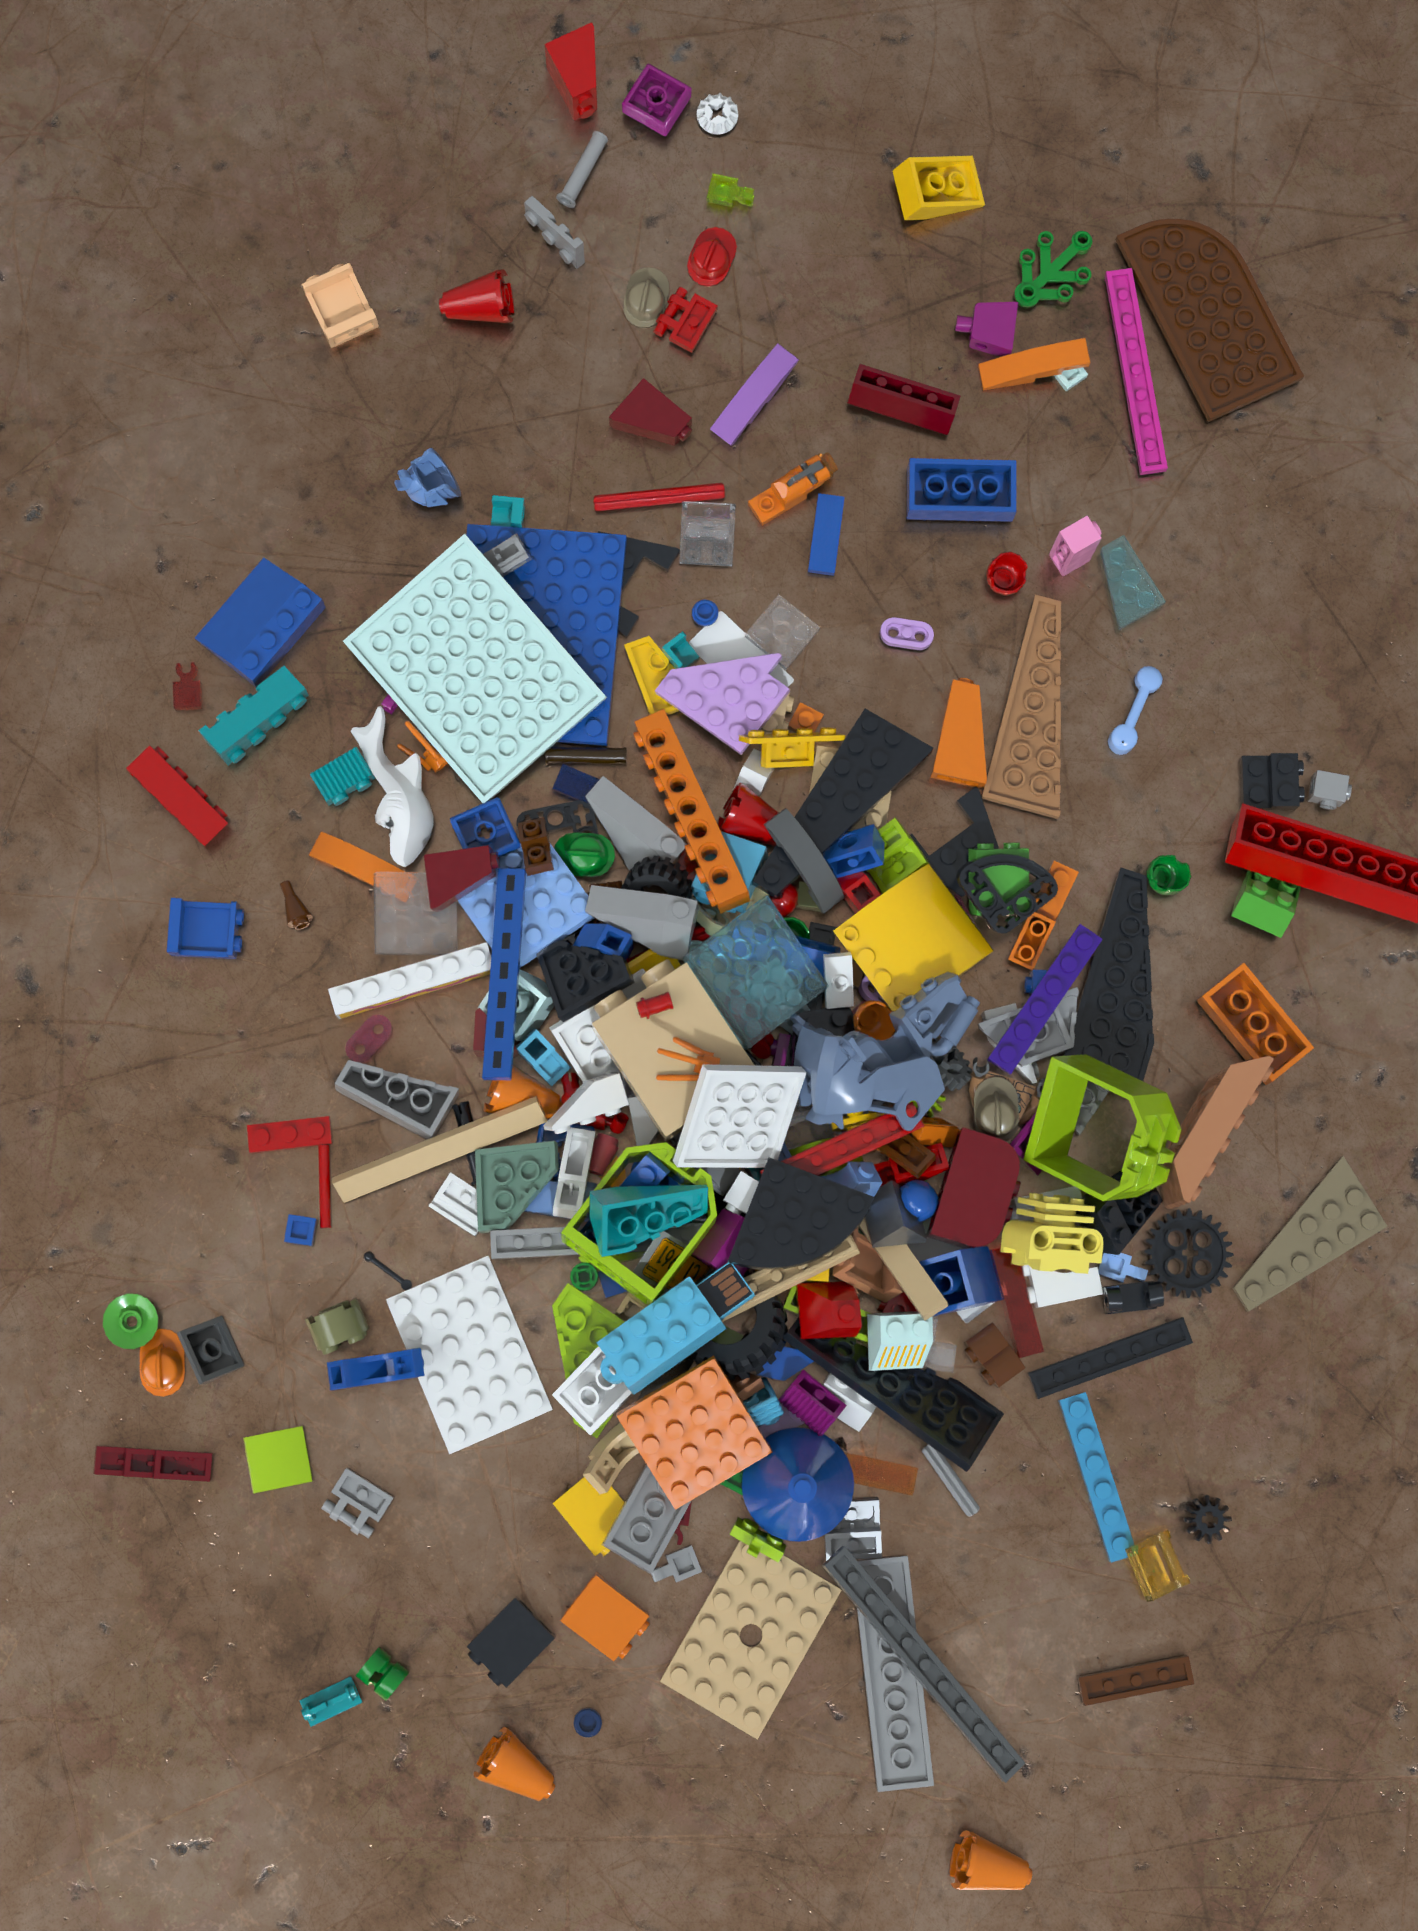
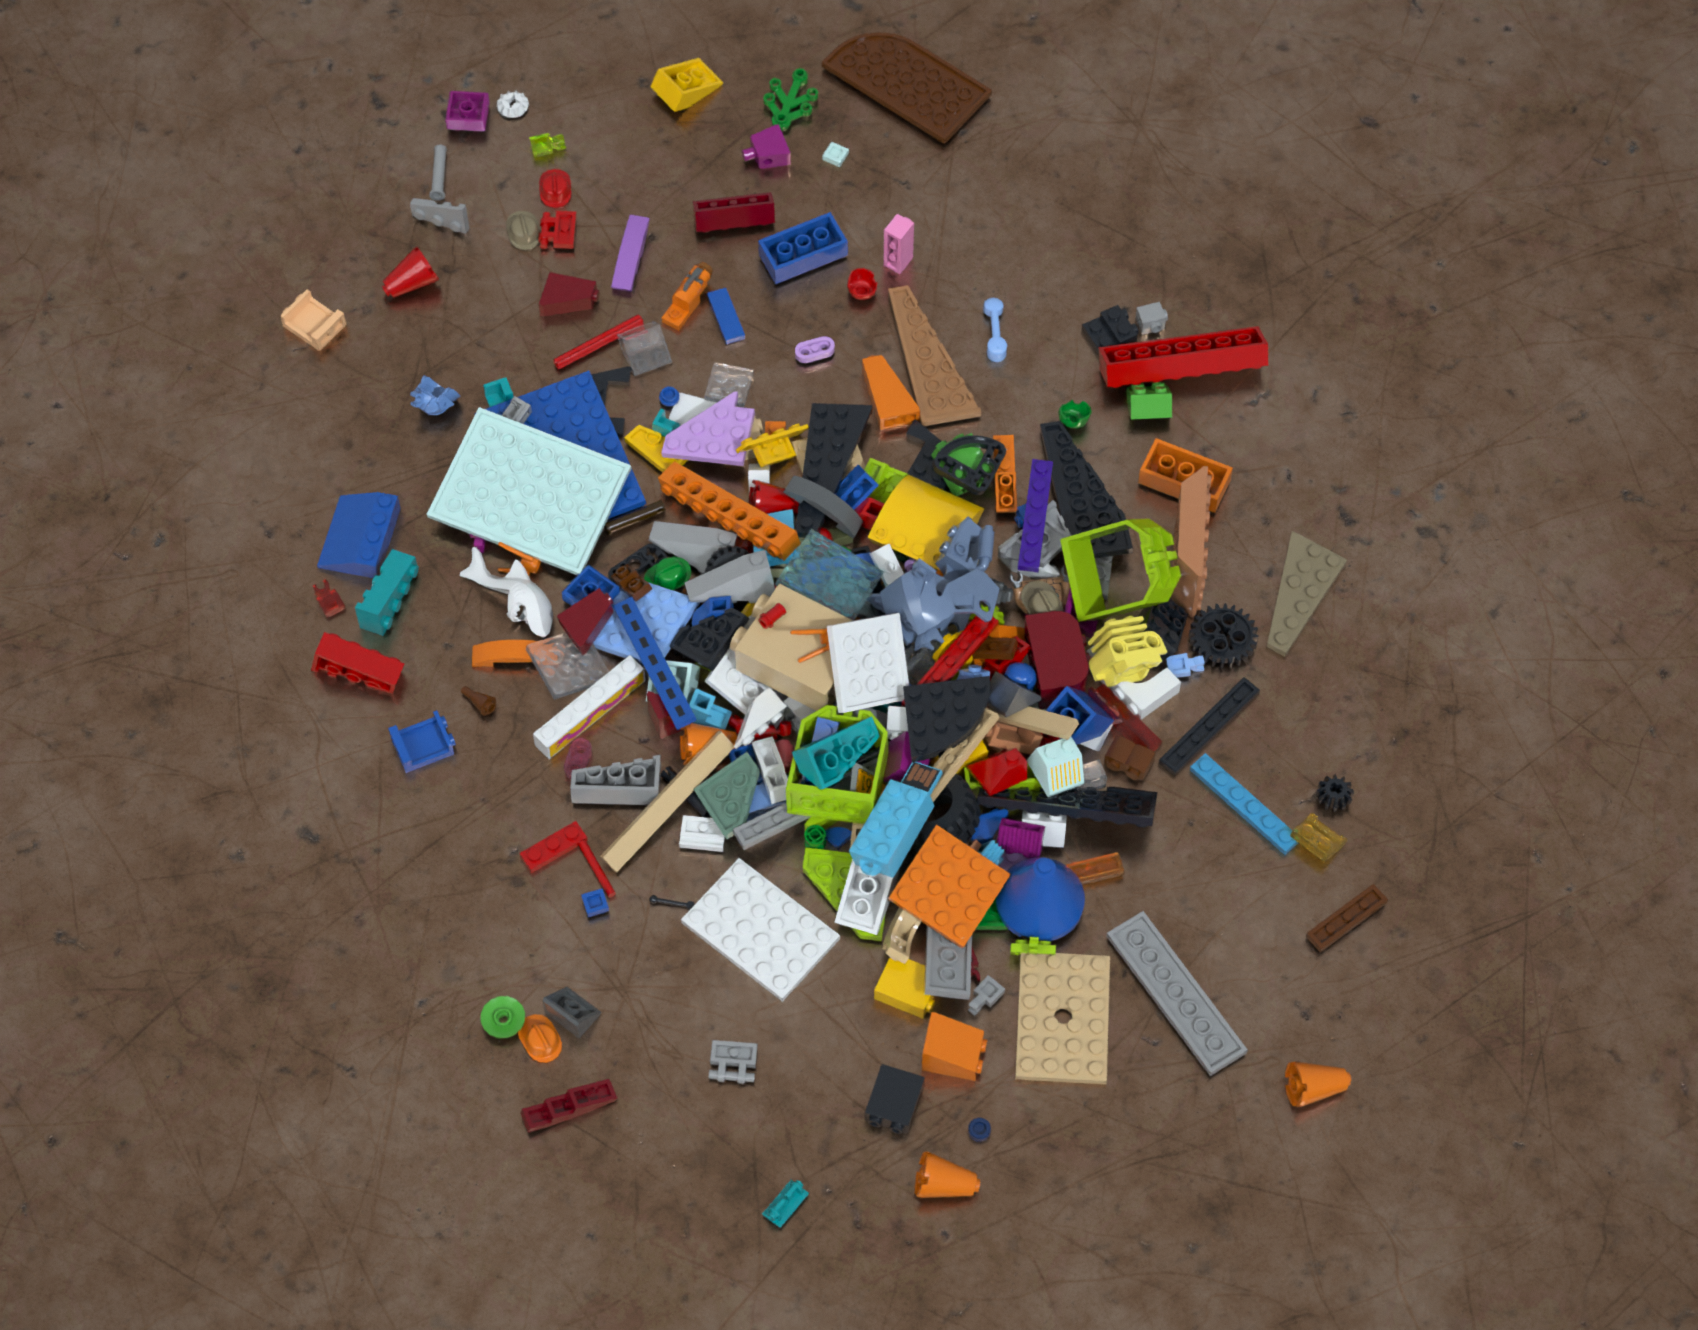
camera: 20 degrees left, 20 degrees down
(277, 1459) = (659, 1060): lime slope -> none
(337, 1325) = (655, 947): olive brick -> none
(343, 777) = (470, 603): teal brick -> none
(375, 1369) = (692, 971): blue arch -> none
(380, 1663) = (821, 1163): green wheel -> none
(573, 70) = (402, 114): red slope -> none
(574, 783) = (635, 536): clear blue plate -> none
(858, 1530) = (1098, 915): light grey slope -> none
(923, 1664) = (1194, 971): dark grey plate -> none
(951, 1480) = (1145, 851): light grey axle -> none
(1034, 363) = (810, 155): orange slope -> none
(1129, 583) = (946, 256): clear light blue wing -> none
(1133, 1297) = (1202, 678): black piece -> none
(1136, 371) = (880, 134): dark pink plate -> none

